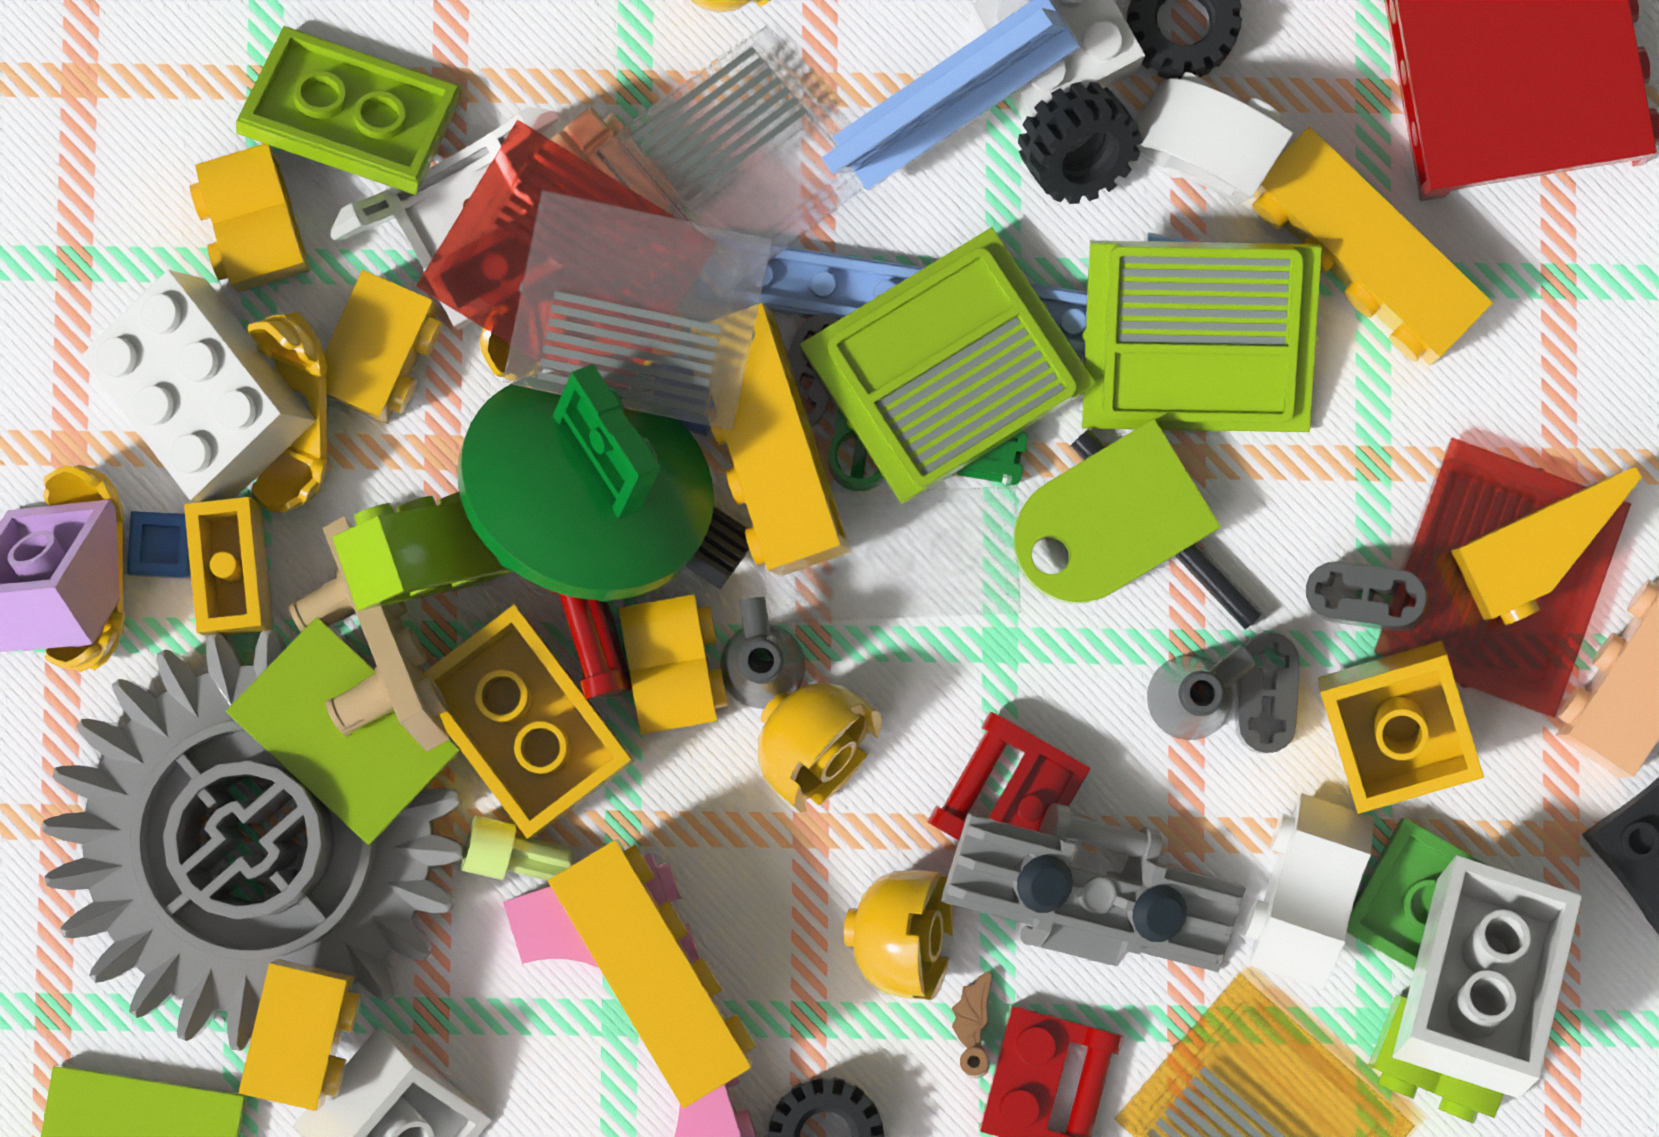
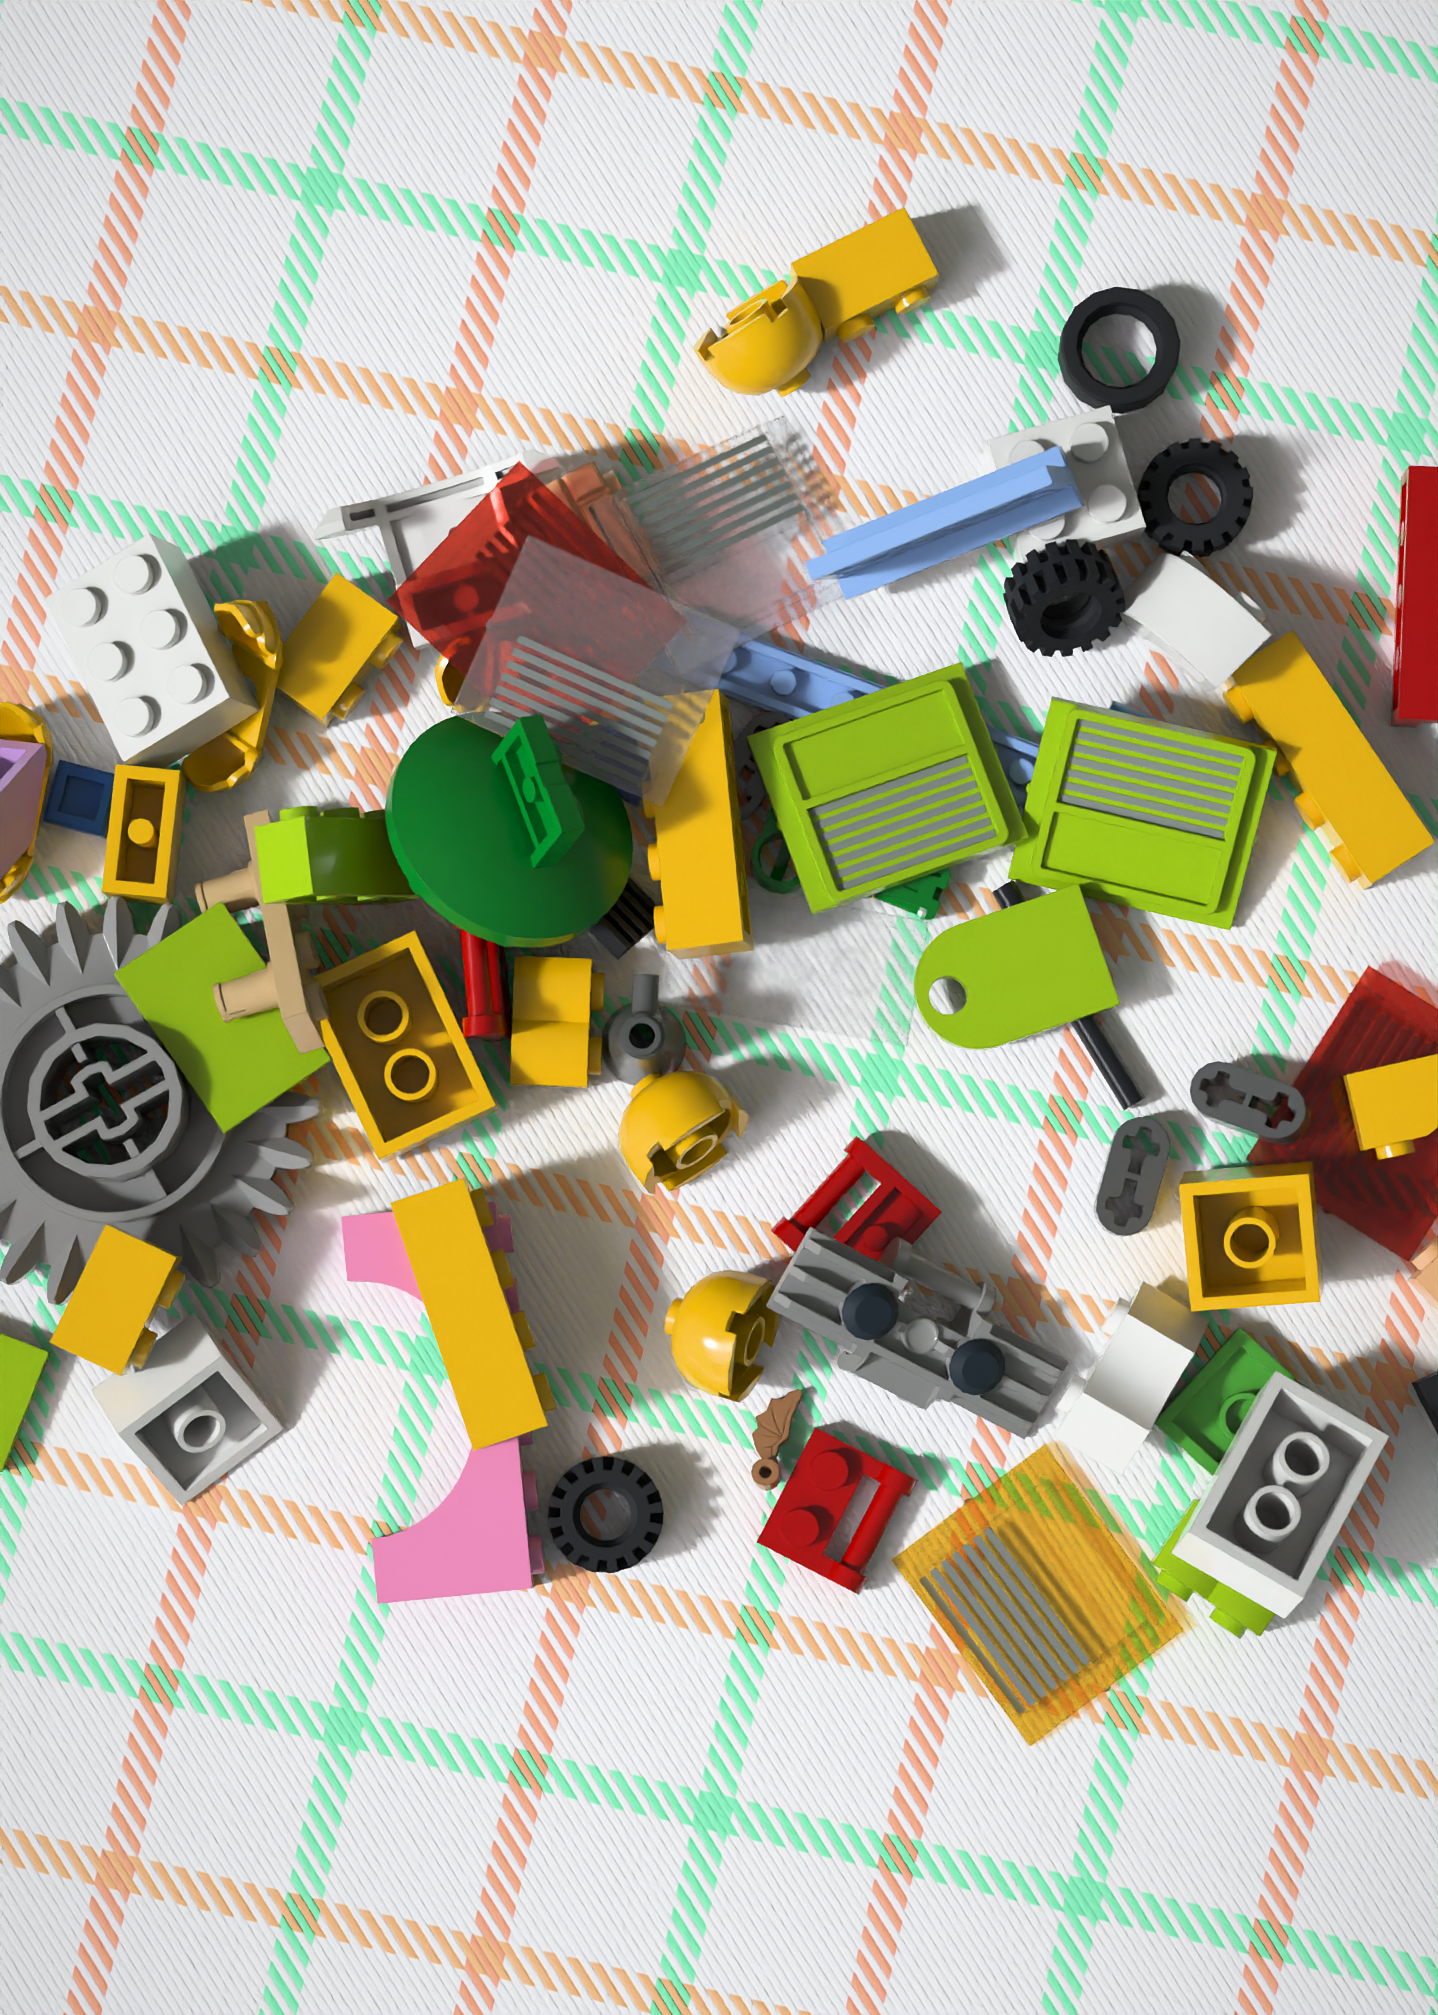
camera: 15 degrees right, 0 degrees up
(250, 218) = (237, 498): yellow brick -> none
(349, 110) = (356, 412): lime tile -> none
(495, 849) = (344, 1166): yellowish green piece -> none
(1170, 693) = (1046, 1185): piece -> none

